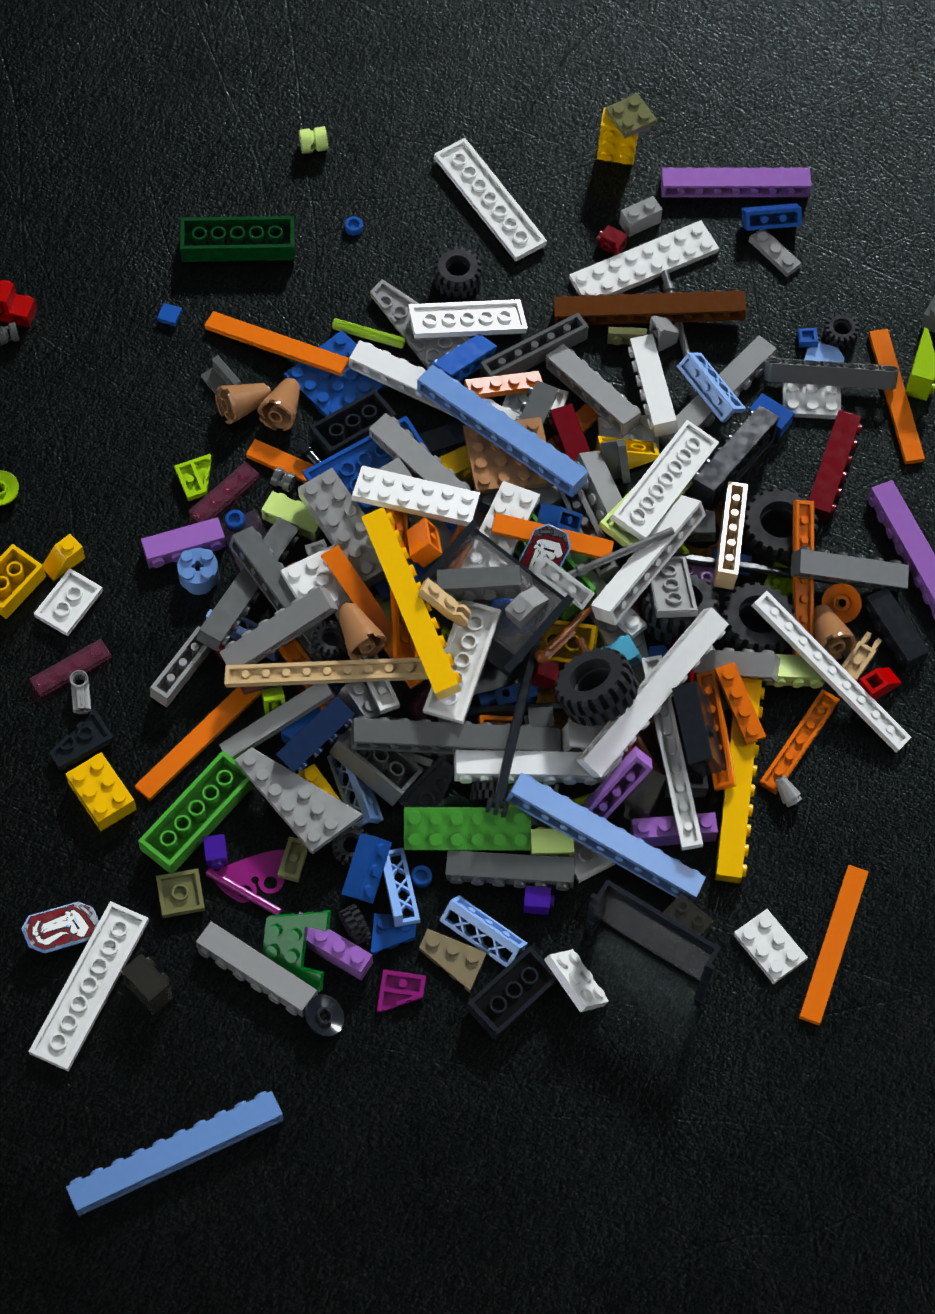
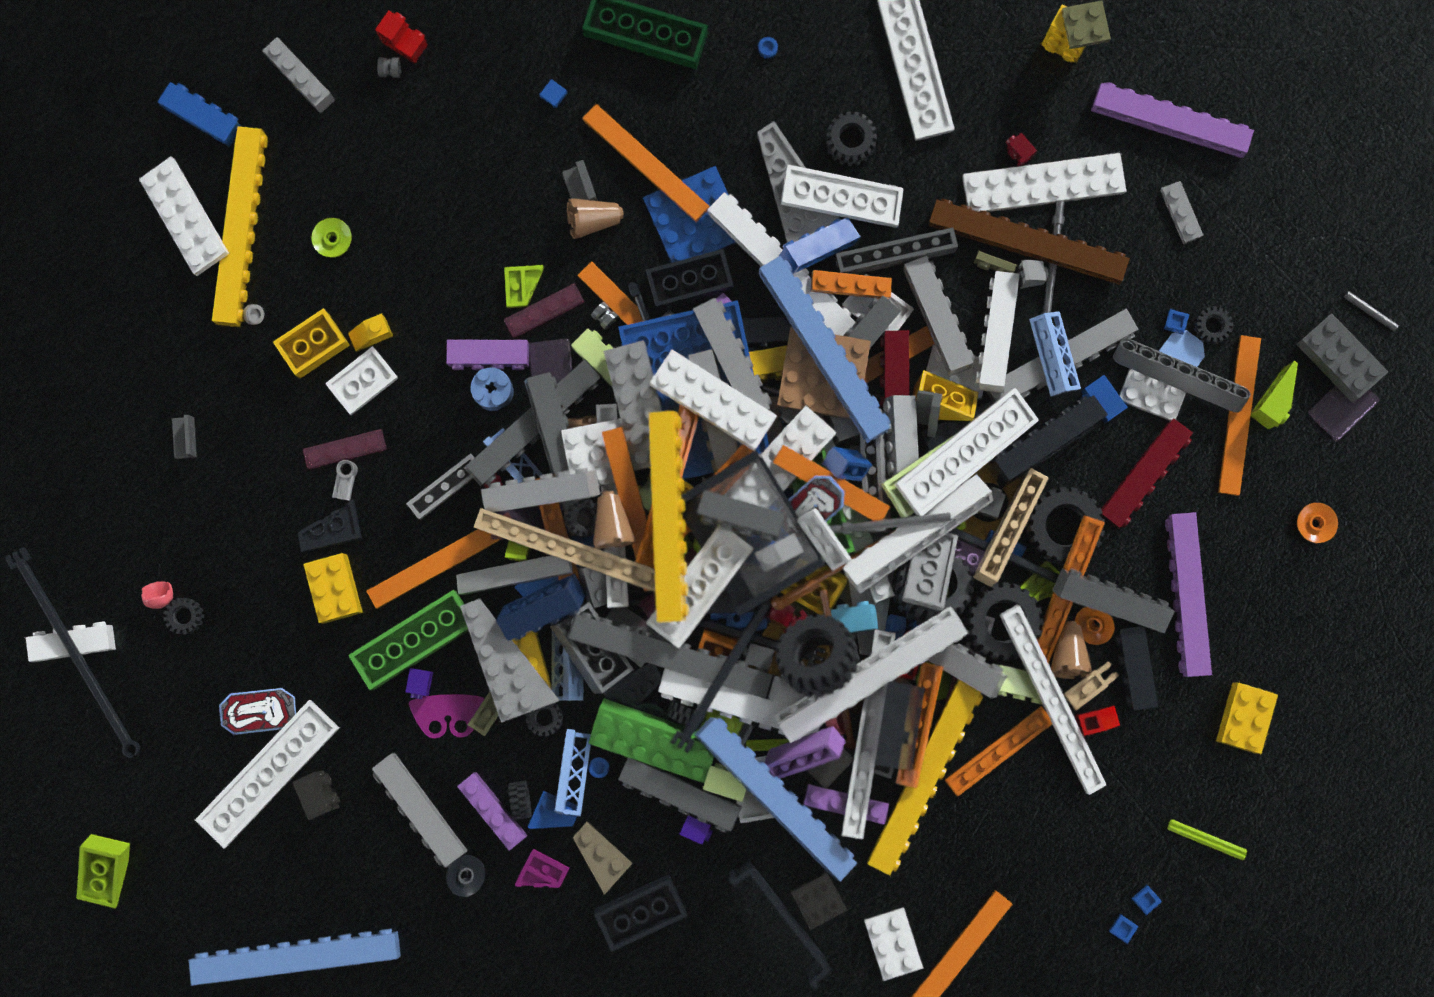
camera: 25 degrees right, 20 degrees up
(180, 893) = (375, 712): olive plate -> none
(235, 520) = (545, 344): blue tile -> none
(243, 892) = (432, 729): magenta bar -> none
(280, 406) = (628, 233): medium nougat cone -> none
(286, 943) = (452, 798): green wing -> none
(366, 868) = (547, 750): blue brick -> none
(368, 333) = (741, 177): lime axle -> none
(424, 542) = (703, 454): orange brick -> none
(444, 603) = (698, 528): tan hinge -> none
(485, 924) = (639, 839): light blue fence -> none
(576, 980) = (701, 922): white plate -> none
(640, 216) = (1059, 130): light grey brick -> none
(740, 703) = (951, 709): orange plate -> none
(771, 217) = (1192, 174): blue brick -> none
(787, 791) = (967, 803): light grey cone -> none

